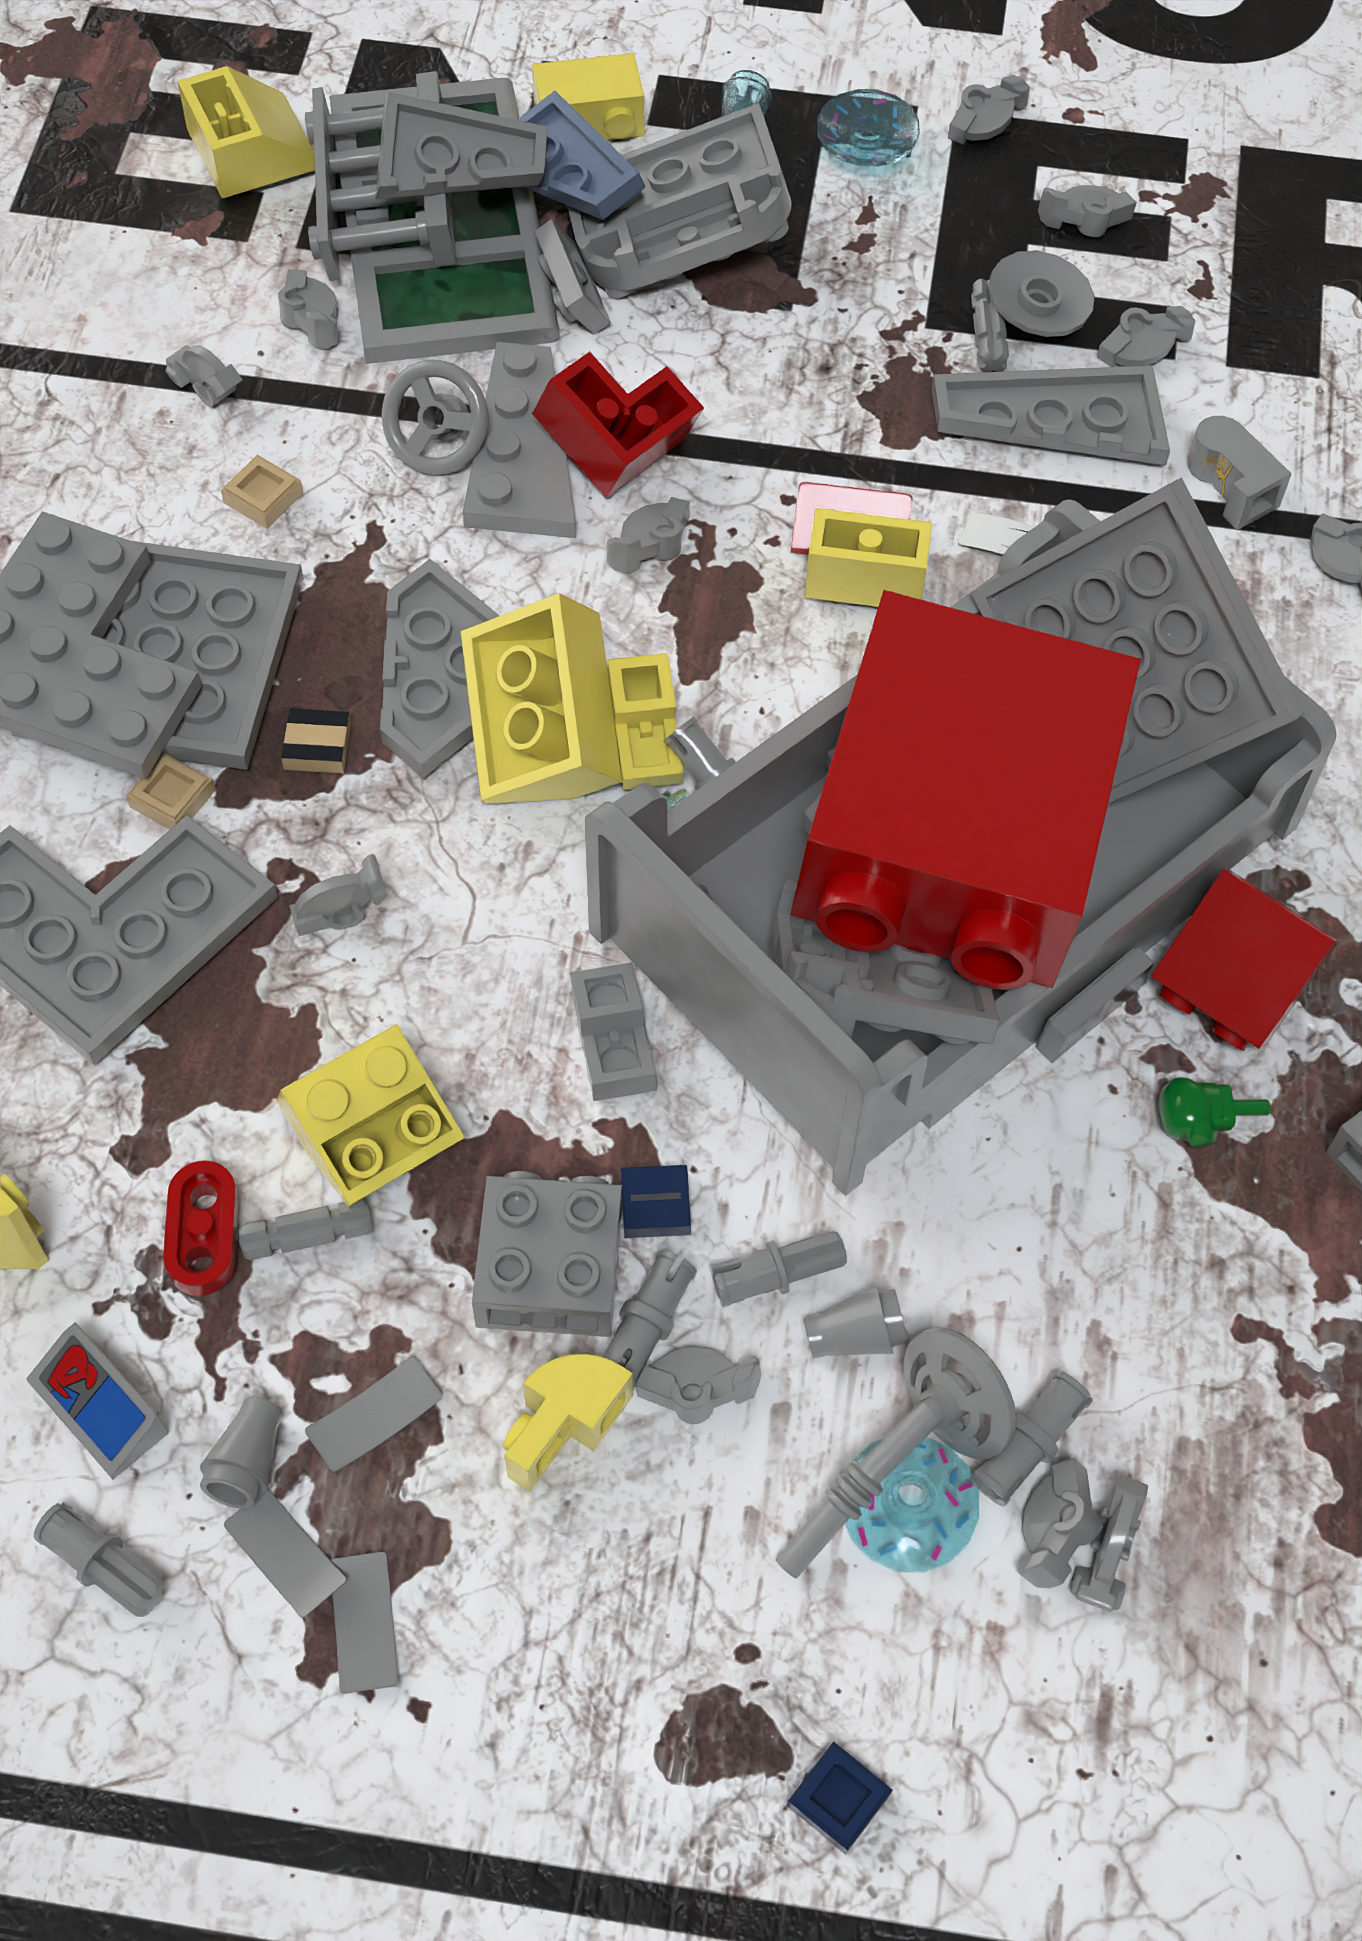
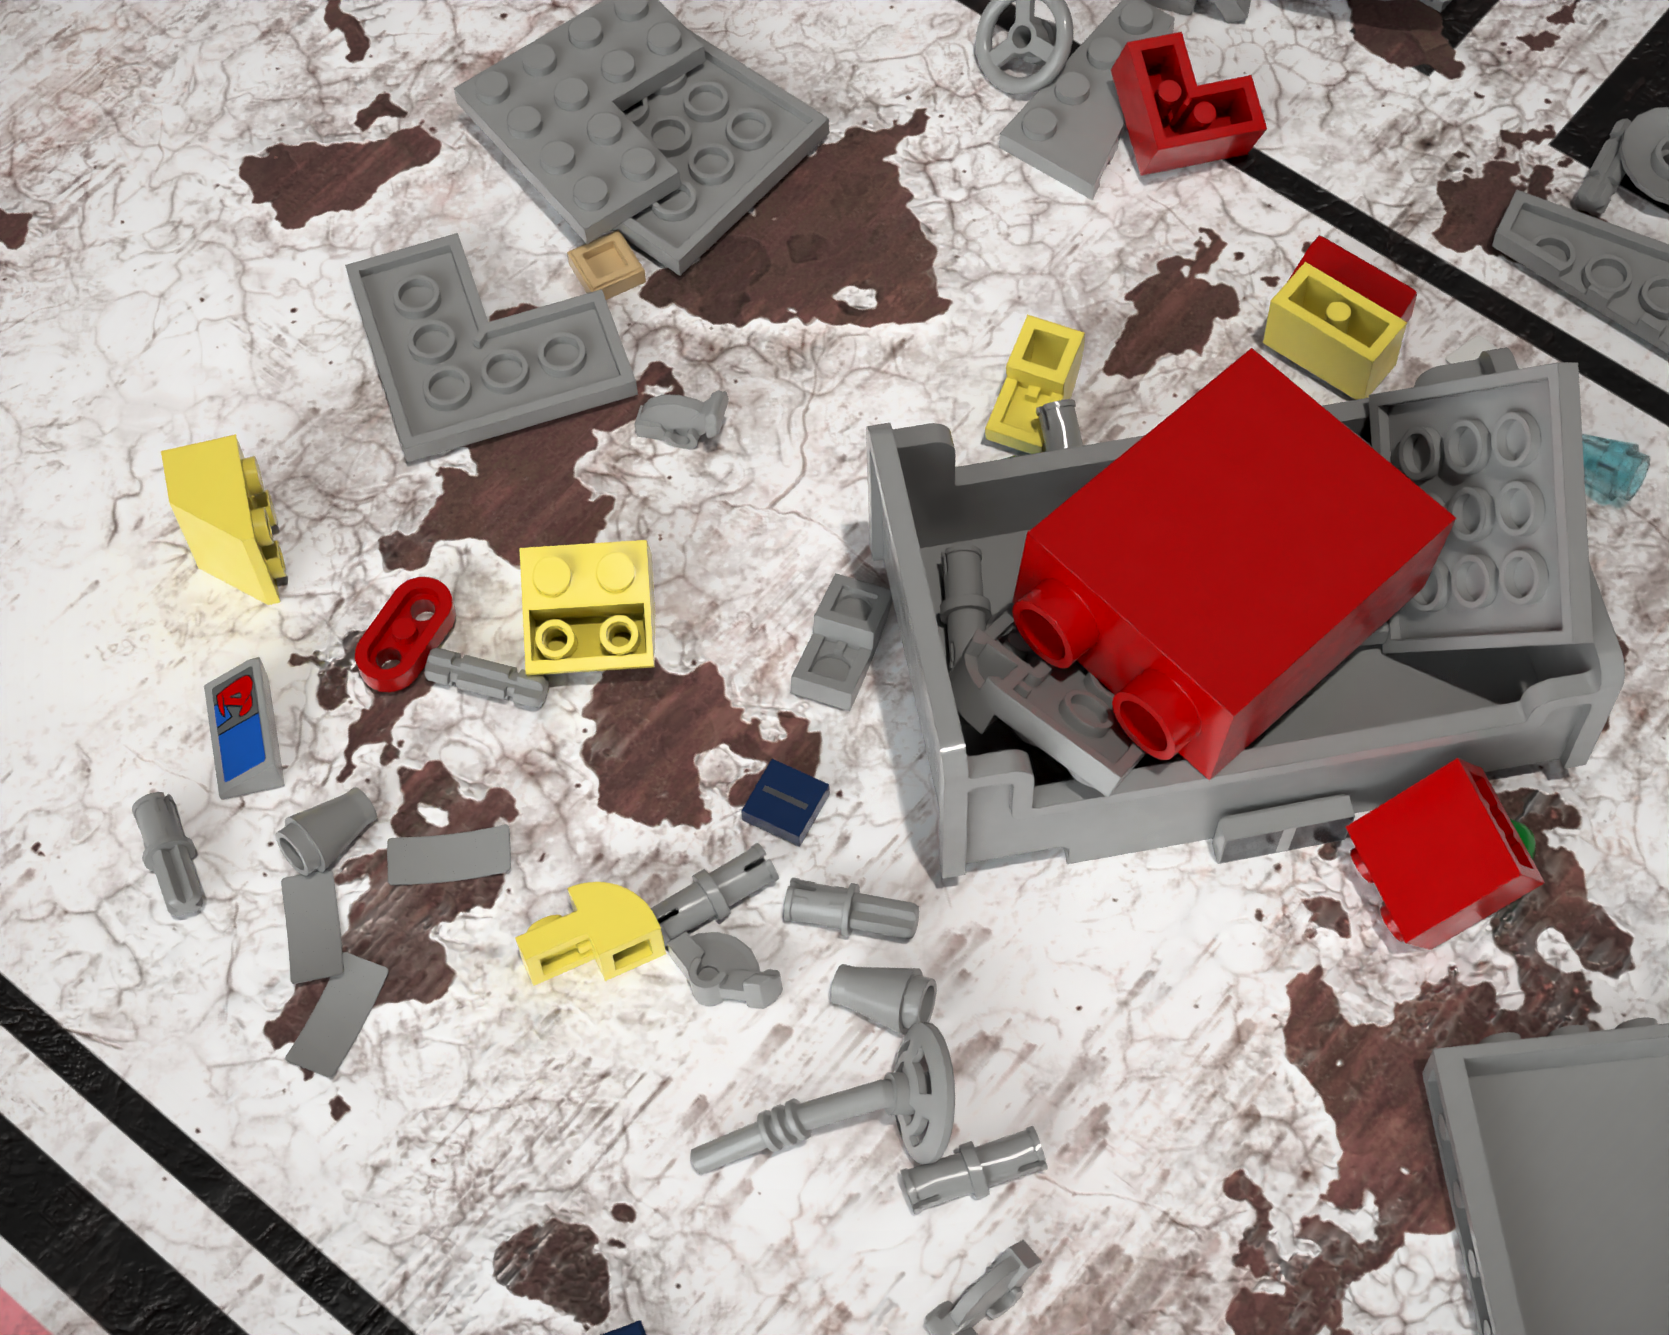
camera: 35 degrees right, 0 degrees up
(262, 491) = (842, 42): tan tile -> none
(316, 740) = (752, 277): tile -> none
(424, 667) = (900, 264): light grey plate -> none
(541, 703) = (952, 328): light yellow slope -> none
(548, 1255) = (663, 798): light grey brick -> none
(649, 533) = (1156, 223): light grey piece -> none
(921, 1534) = (845, 1197): clear light blue dish -> none
(1058, 1522) = (949, 1252): light grey piece -> none
(1201, 1109) = (1321, 972): green piece -> none

